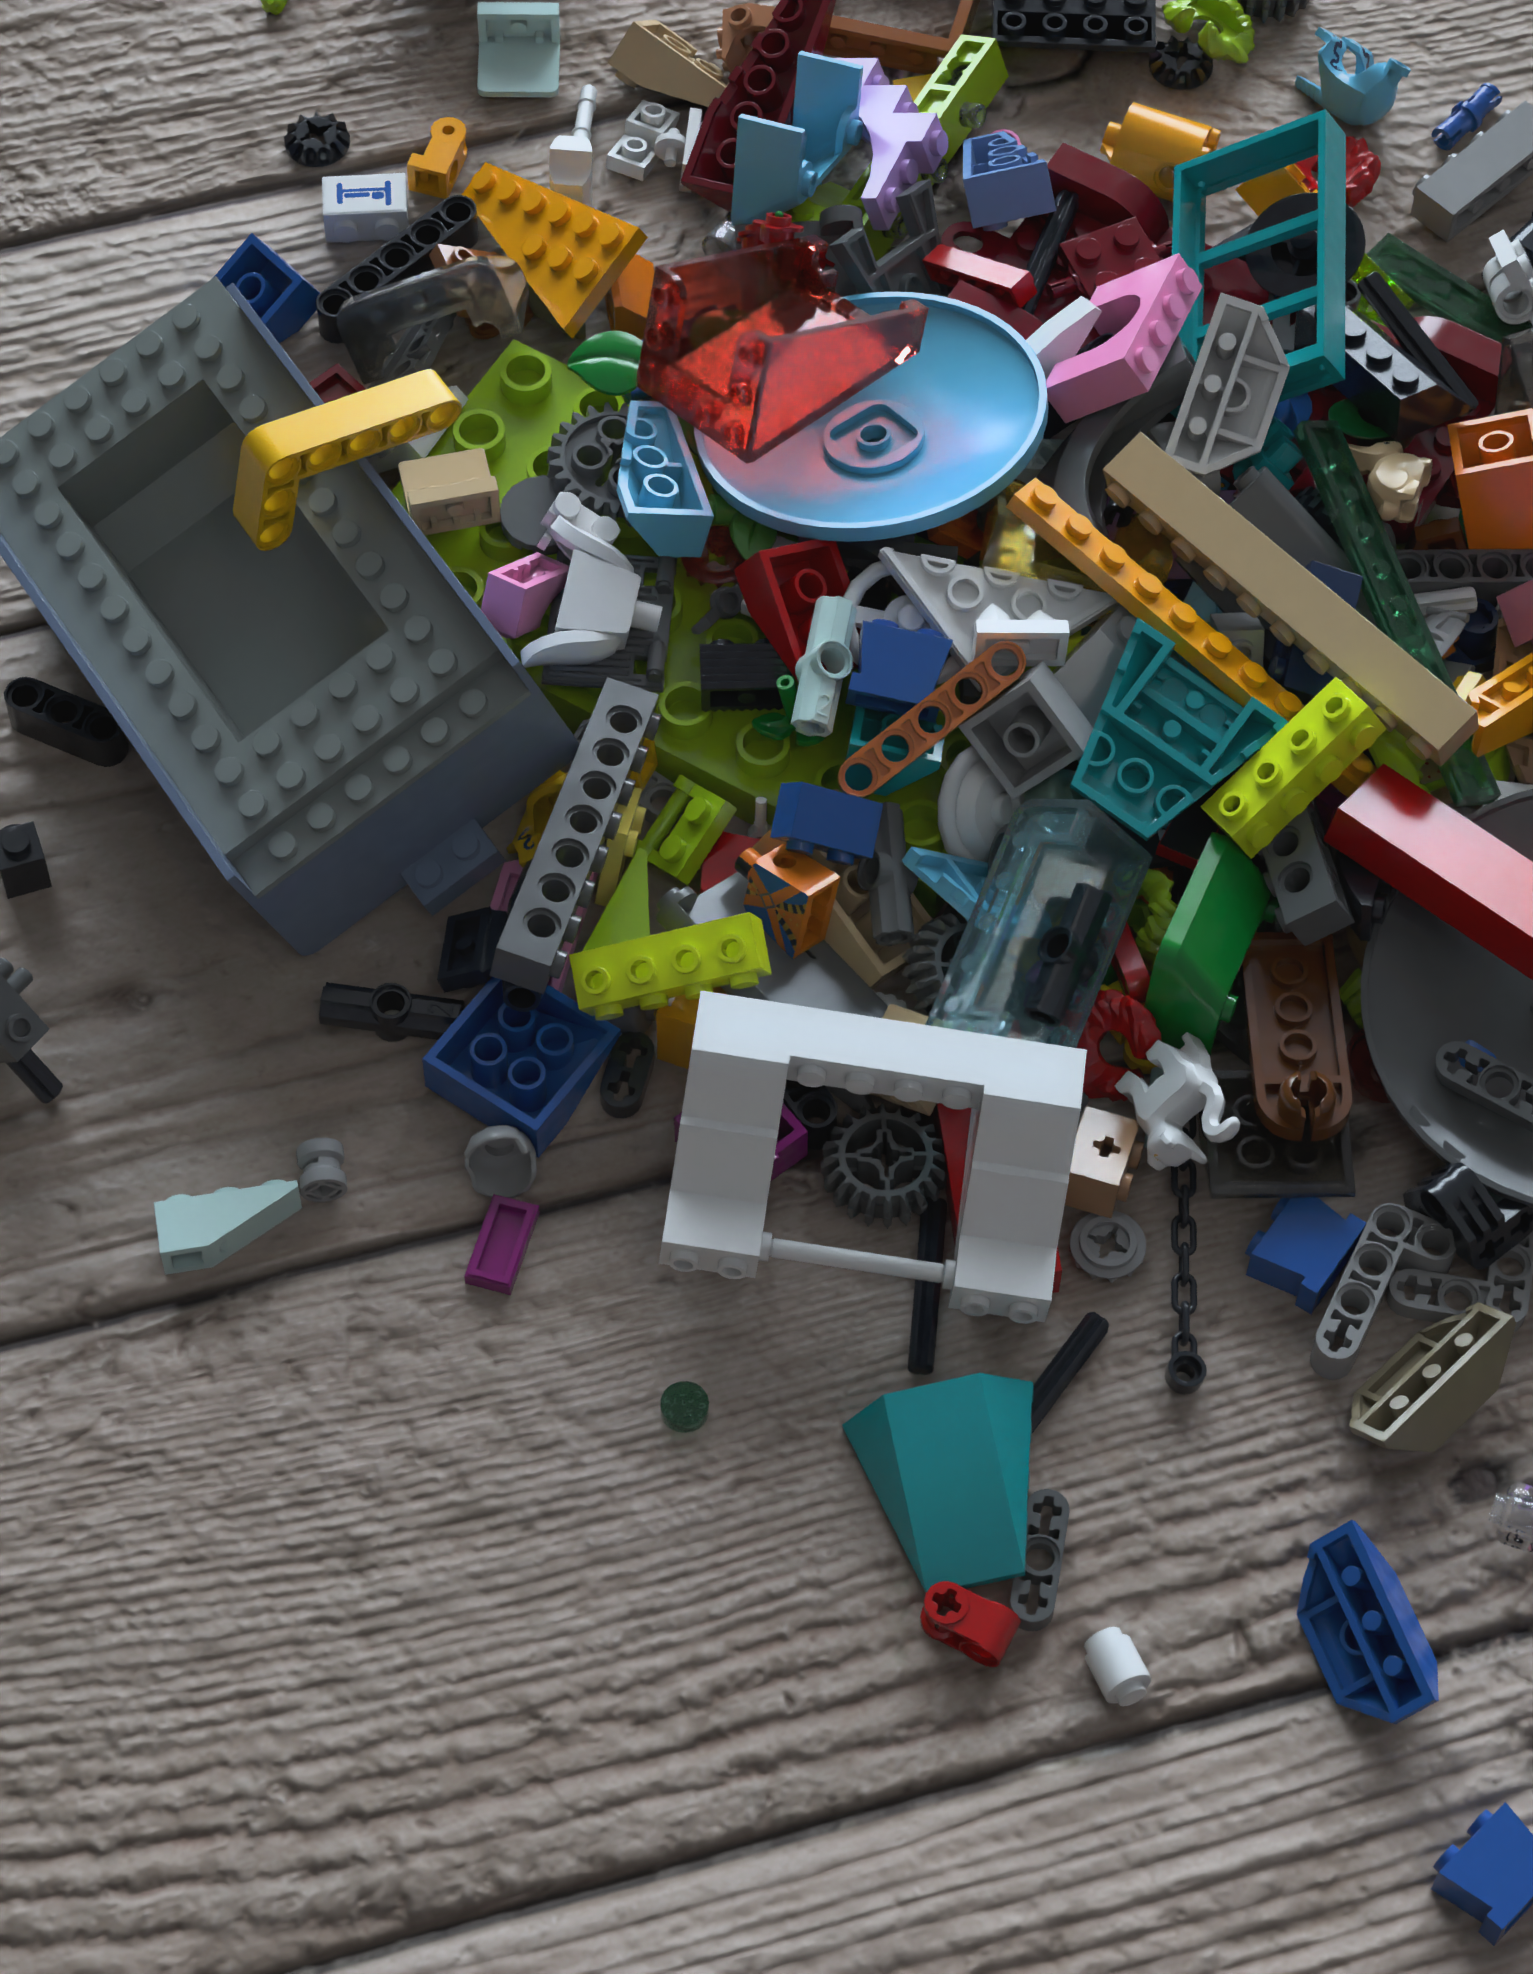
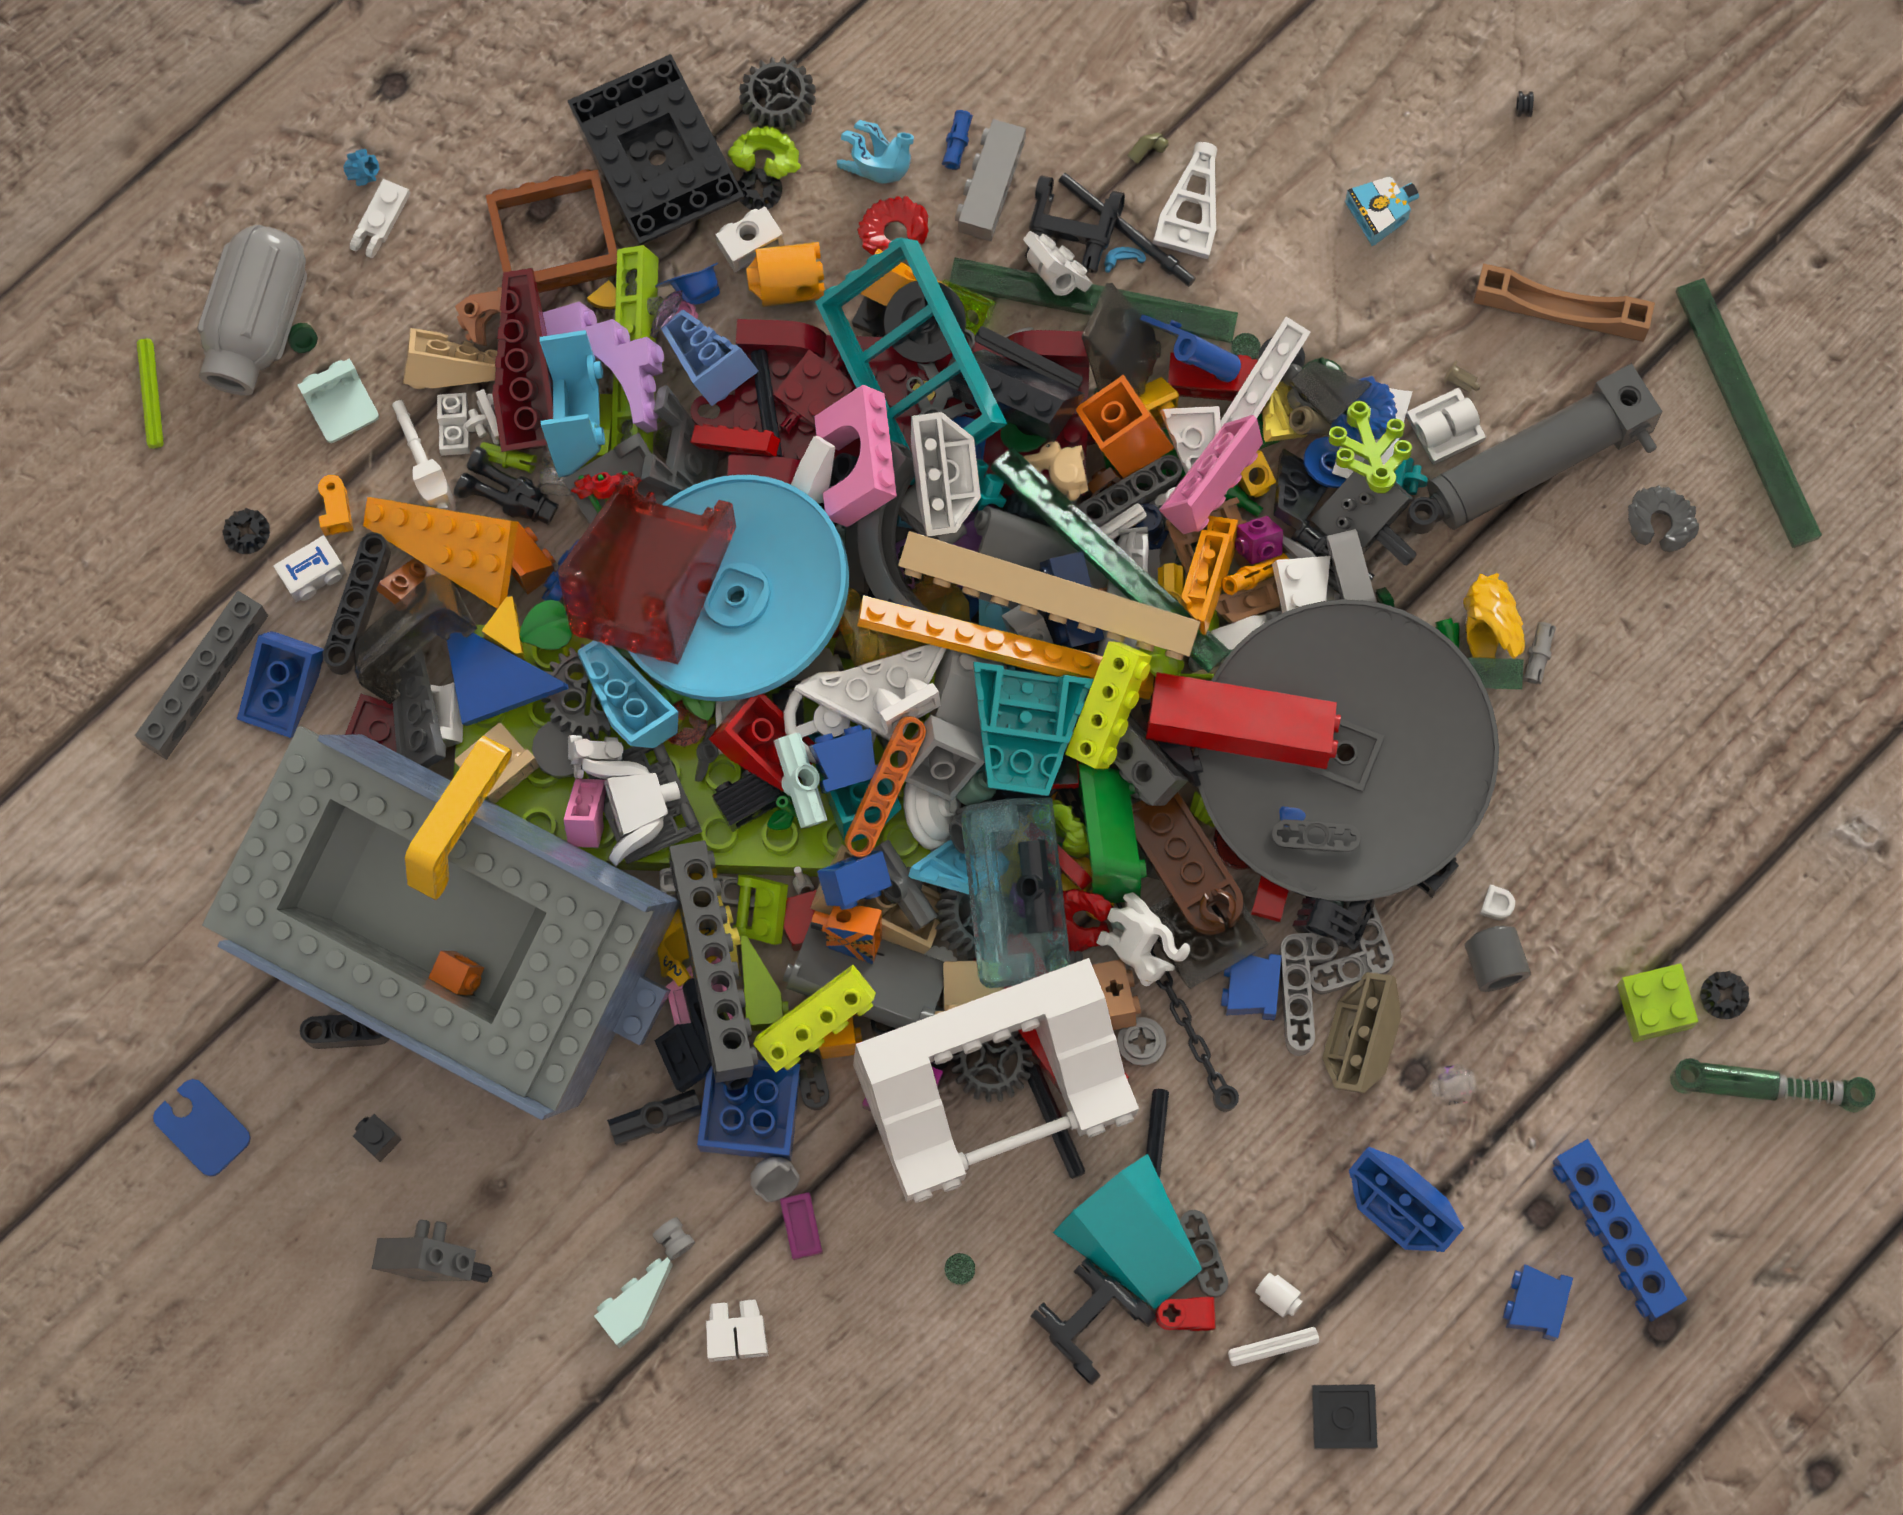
camera: 25 degrees left, 15 degrees up
(155, 257) = (201, 675): none -> dark grey brick
(240, 693) = (456, 973): none -> orange brick
(326, 1330) = (721, 1332): none -> white hips
(510, 395) = (493, 679): none -> blue tile
(550, 347) = (504, 628): none -> yellow slope
(678, 238) = (522, 497): none -> black piece
(685, 201) = (510, 458): none -> lime axle
(865, 1538) = (1064, 1332): none -> black connector
(982, 123) = (666, 312): none -> clear purple bar
(1033, 115) = (696, 286): none -> blue piece
(1070, 1733) = (1273, 1346): none -> white axle
(1117, 91) = (741, 252): none -> white brick
(1121, 1883) = (1344, 1416): none -> black tile
(1391, 1154) = (1269, 900): none -> red slope

